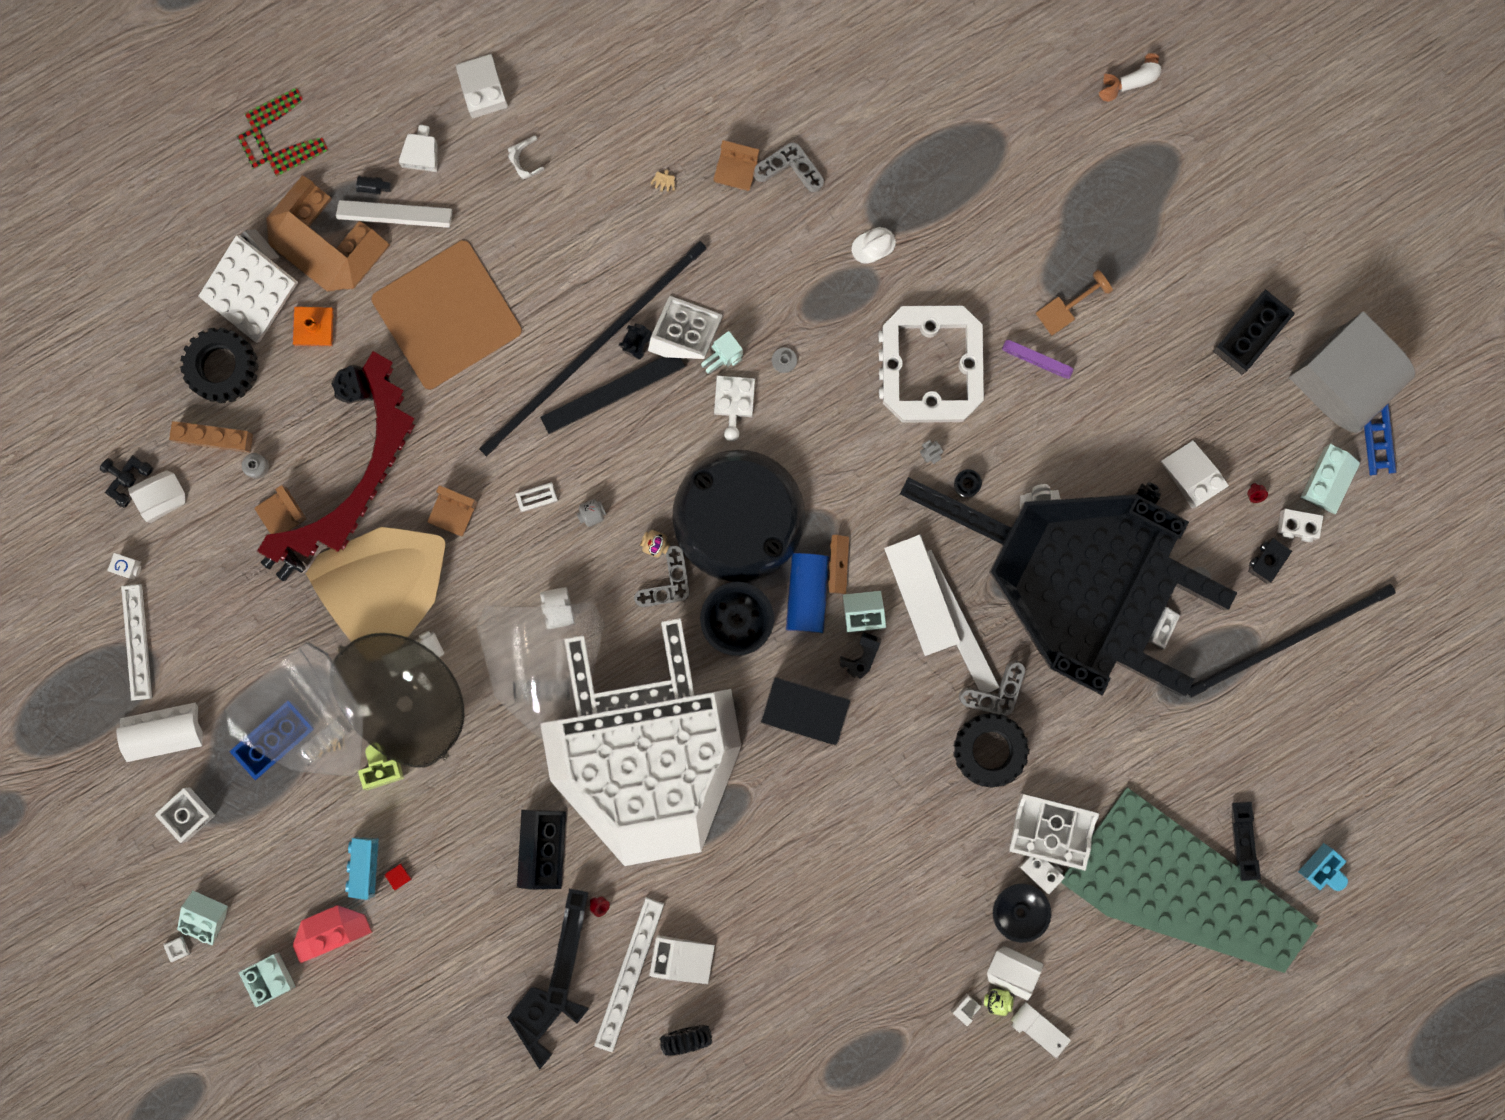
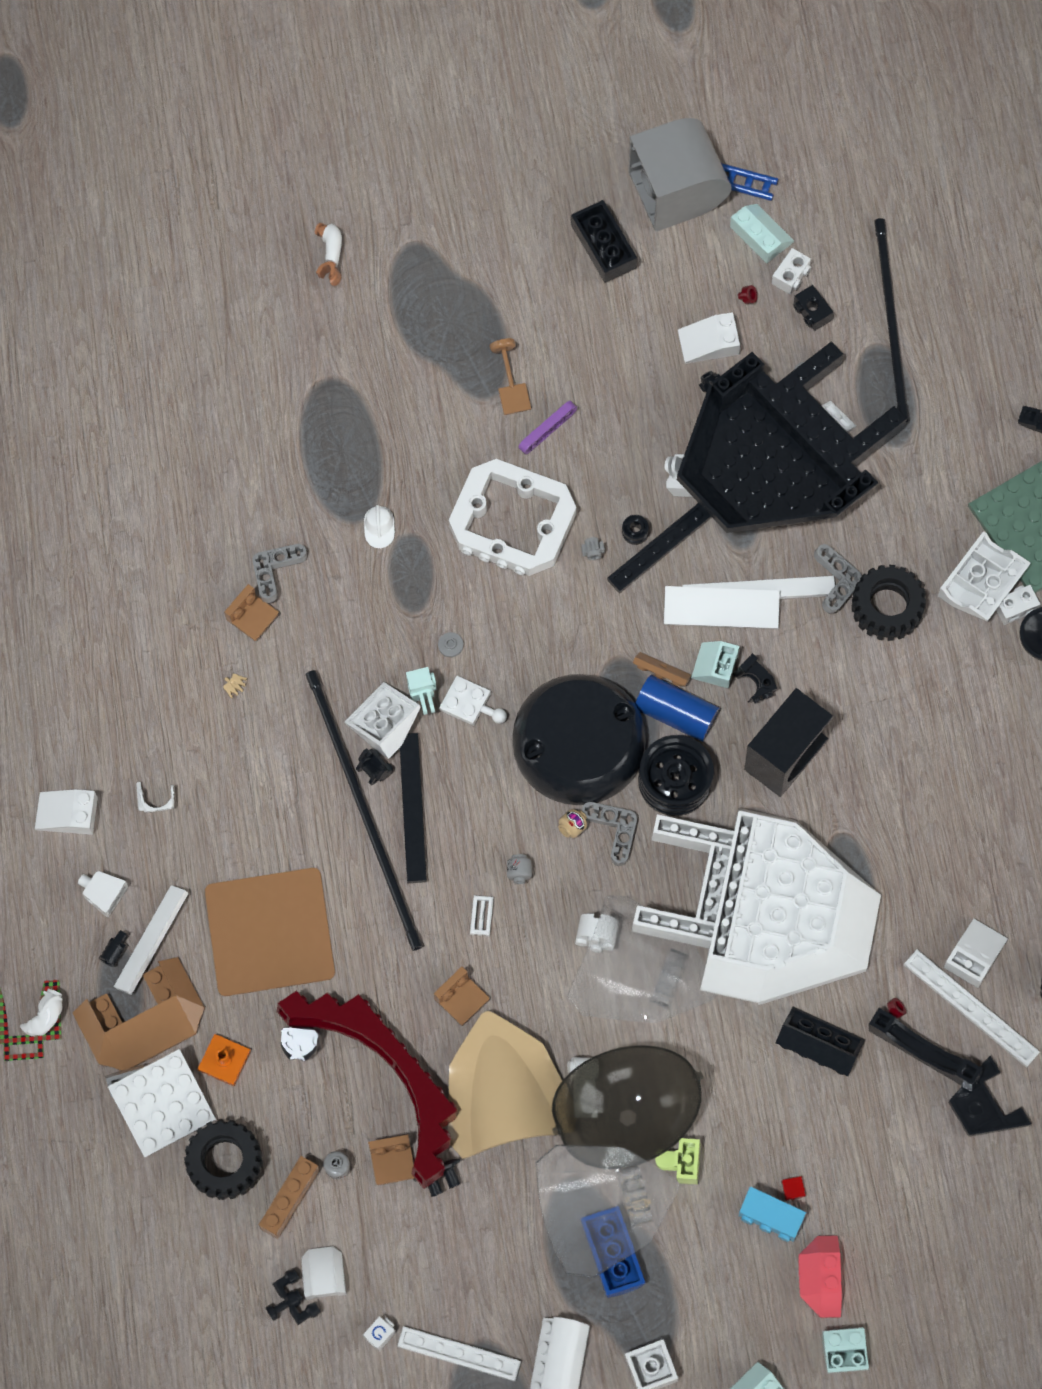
camera: 70 degrees left, 15 degrees down
(290, 154) = (48, 1014): none -> white animal

